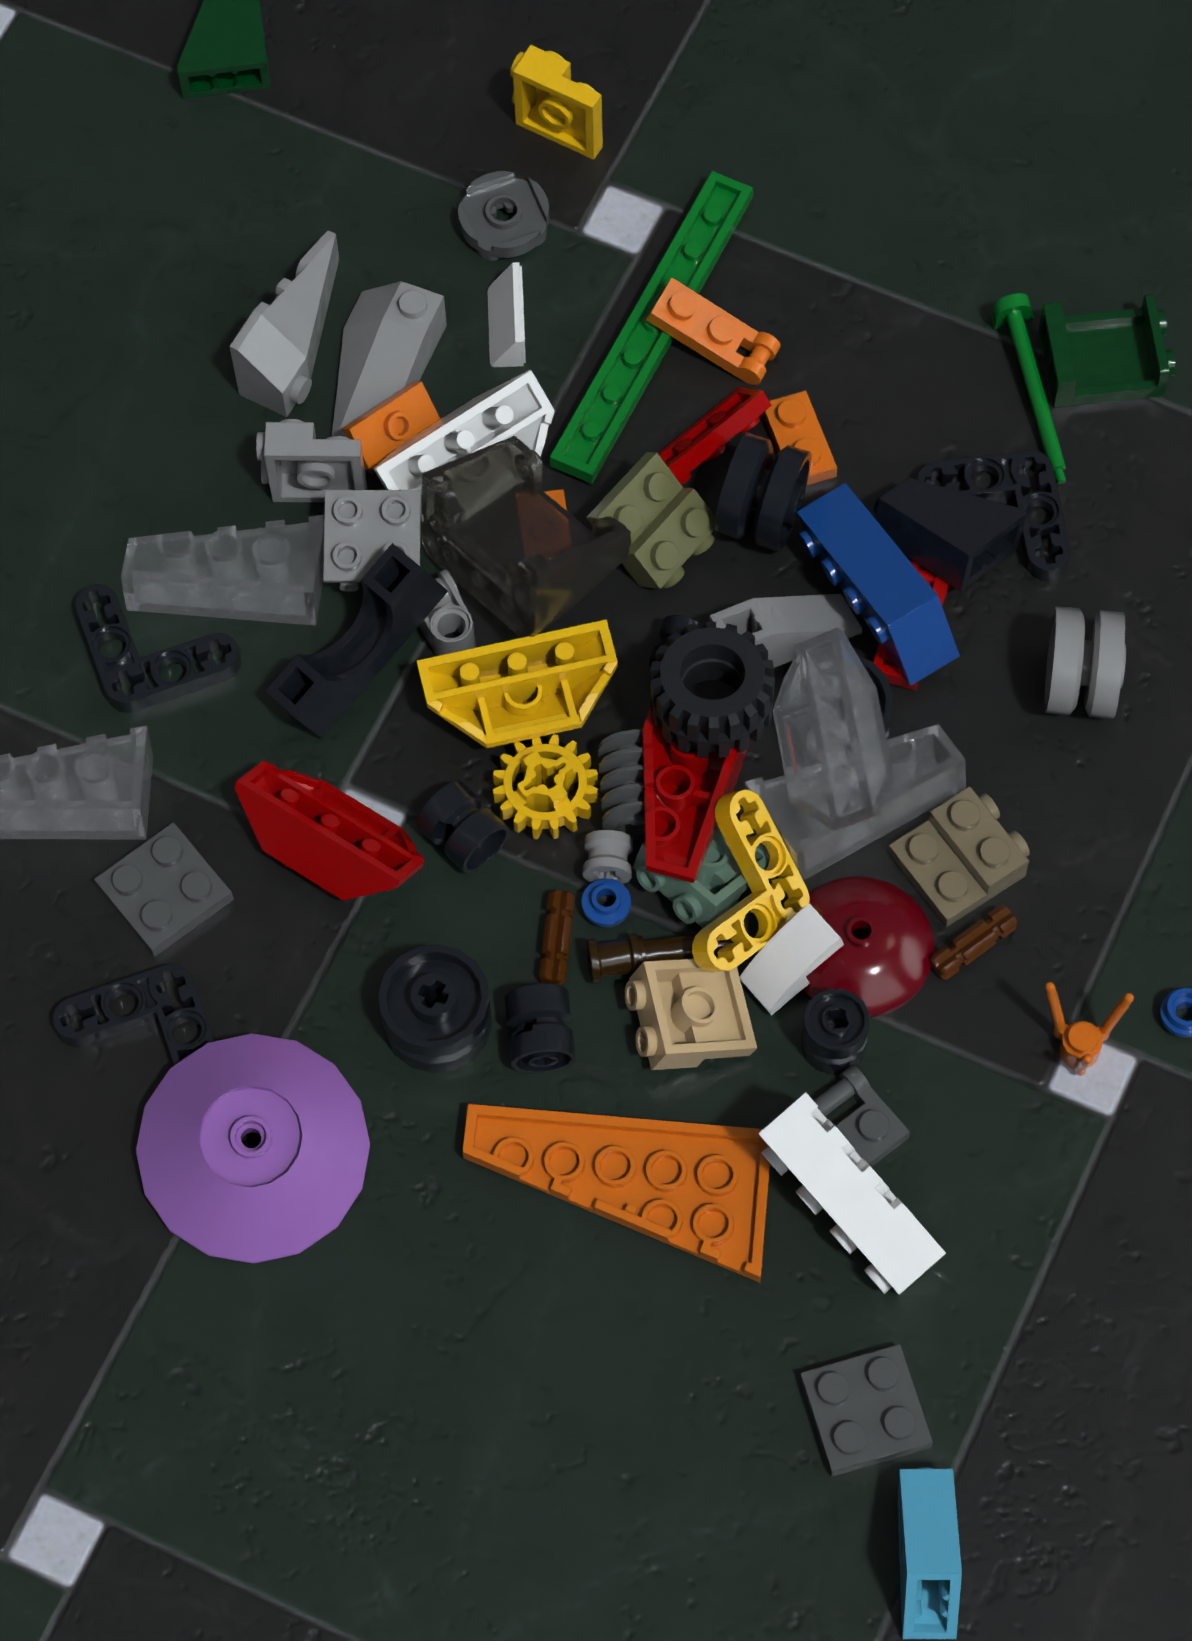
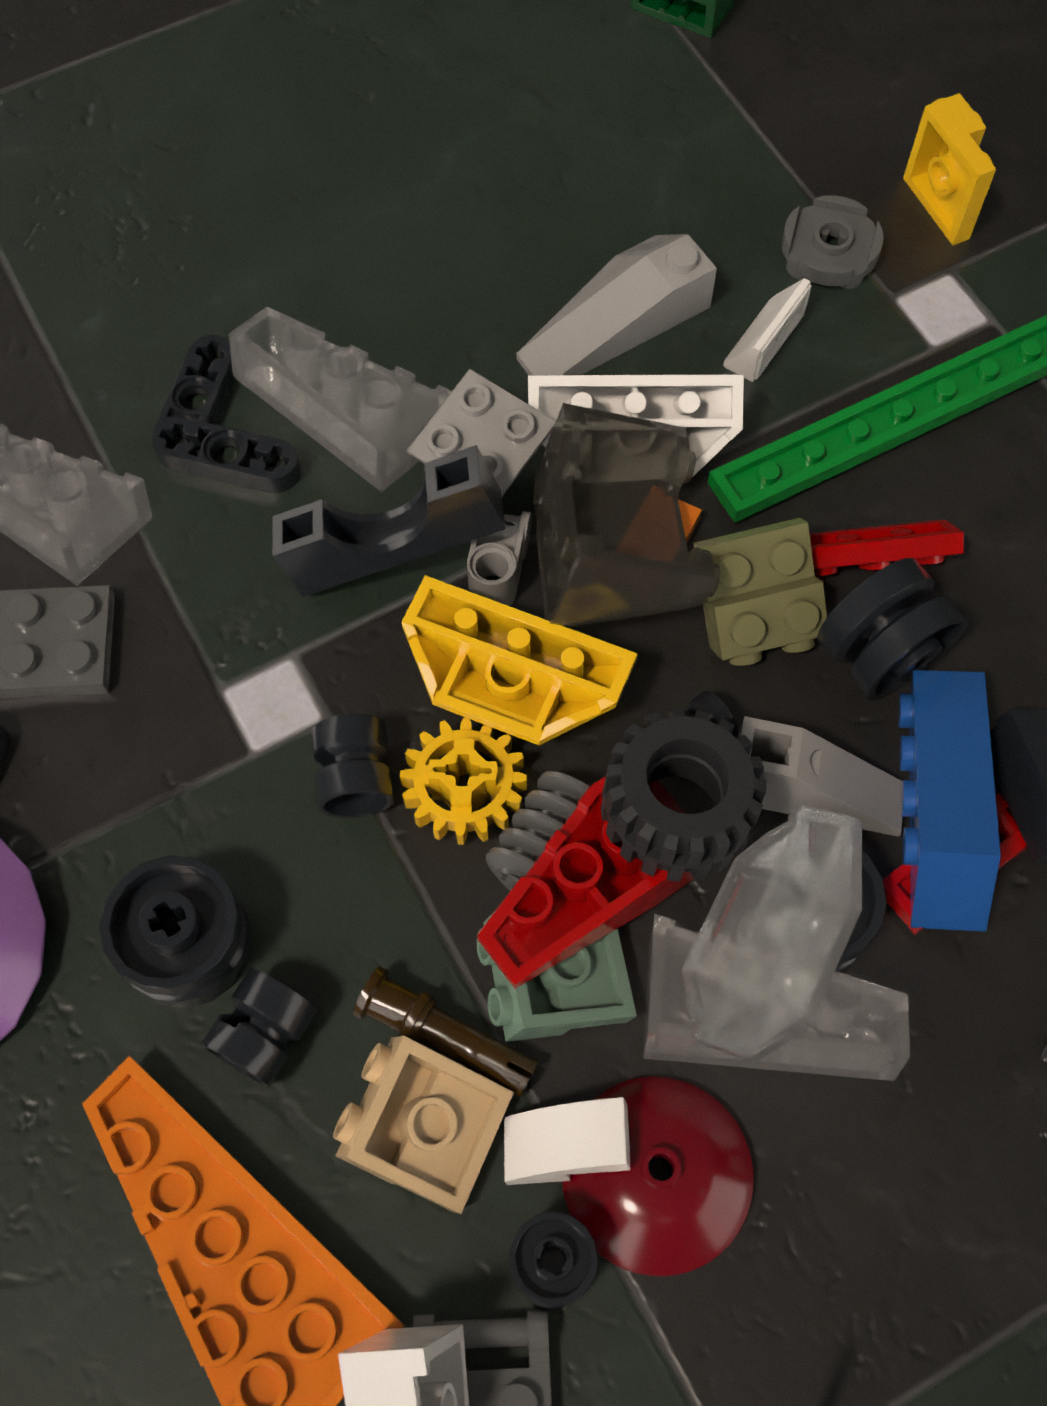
camera: 35 degrees right, 0 degrees up
(281, 340) = (547, 227): light grey wedge -> none
(304, 467) = (475, 338): light grey plate -> none
(325, 833) = (225, 684): red wedge -> none
(392, 423) = (585, 351): orange plate -> none
(556, 937) = (358, 941): reddish brown axle -> none
(608, 856) = (467, 894): light grey wheel -> none
(609, 915) = (433, 957): blue plate -> none
(713, 332) = (954, 452): orange plate -> none
(765, 897) = (582, 1054): yellow beam -> none
(794, 423) = (977, 589): orange plate -> none
(961, 856) = (838, 1154): dark tan plate -> none
(973, 942) = (783, 1263): reddish brown axle -> none

